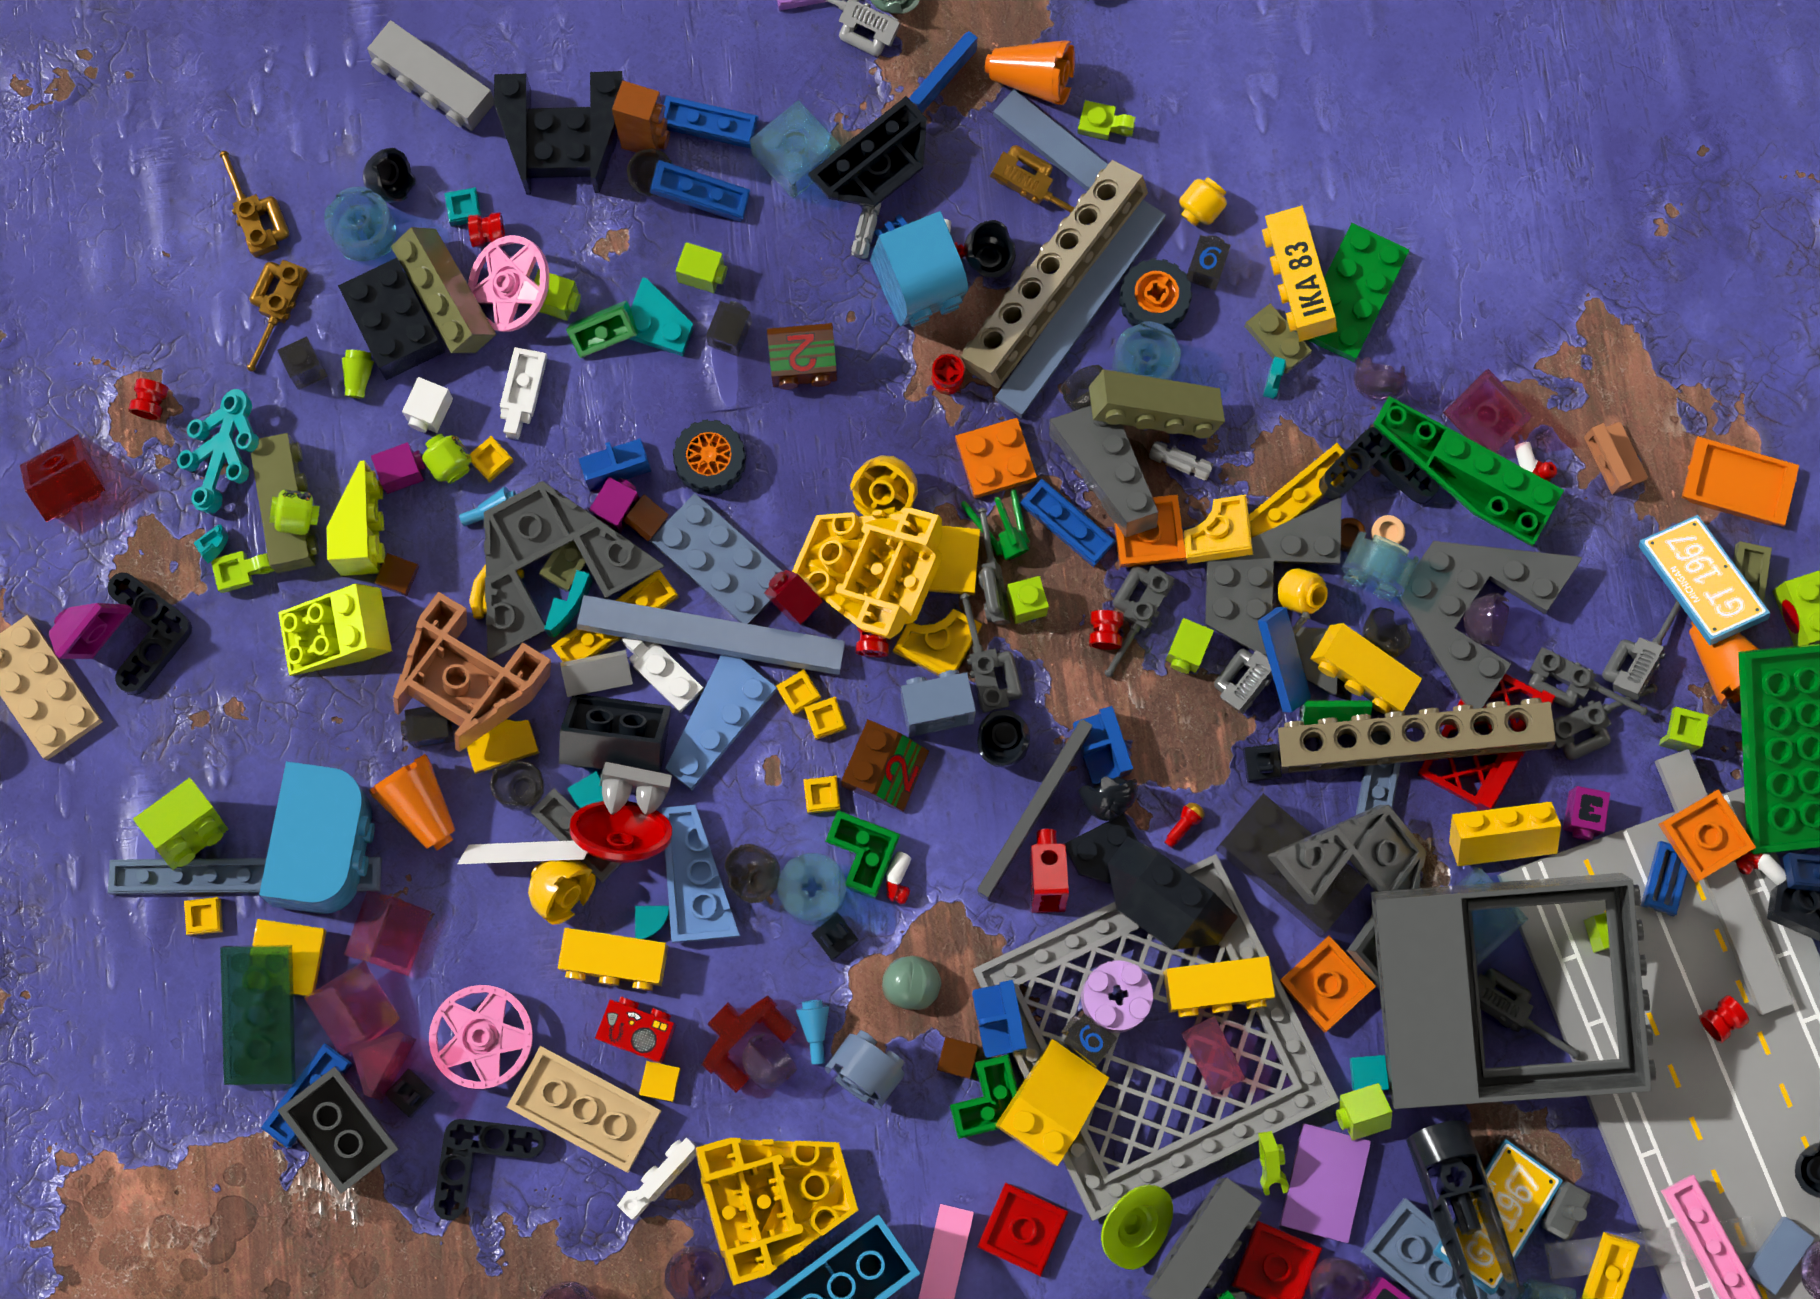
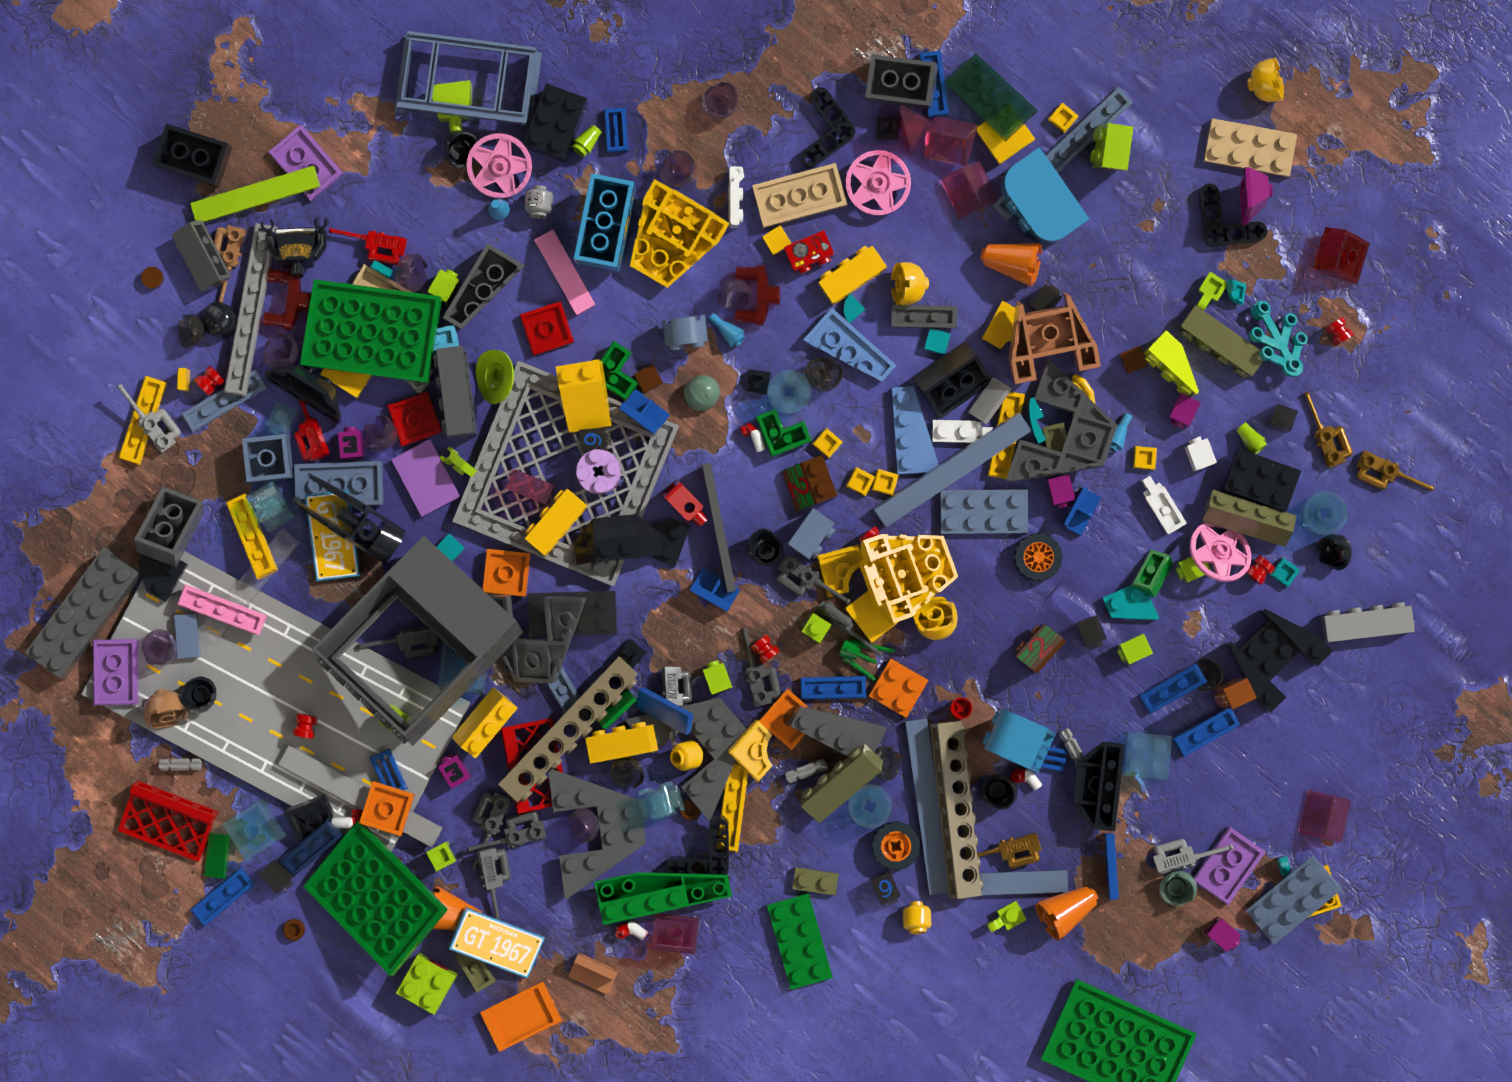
camera: 145 degrees right, 10 degrees up
(293, 512) = (1207, 339): lime head -> none
(335, 629) = (1135, 305): neon yellow slope -> none
(446, 458) = (1164, 437): lime head -> none
(517, 785) = (974, 312): clear smoke hair -> none
(522, 852) = (939, 284): white sticker -> none
(621, 780) = (926, 356): light grey tile -> none
(622, 836) = (903, 334): red dish -> none
(645, 517) = (1039, 498): reddish brown tile -> none
(792, 596) = (930, 524): dark red brick -> none
(1109, 799) = (687, 564): black hair -> none
(1191, 815) = (642, 596): red piece -> none
(1274, 376) = (800, 861): teal tile -> none
(1300, 274) = (833, 922): yellow brick -> none
(1364, 1112) = (436, 526): lime brick -> none
(1378, 381) = (745, 902): clear purple hair -> none
(1389, 528) = (672, 828): light nougat tile -> none
(1565, 1211) = (303, 566): dark grey piece -> none

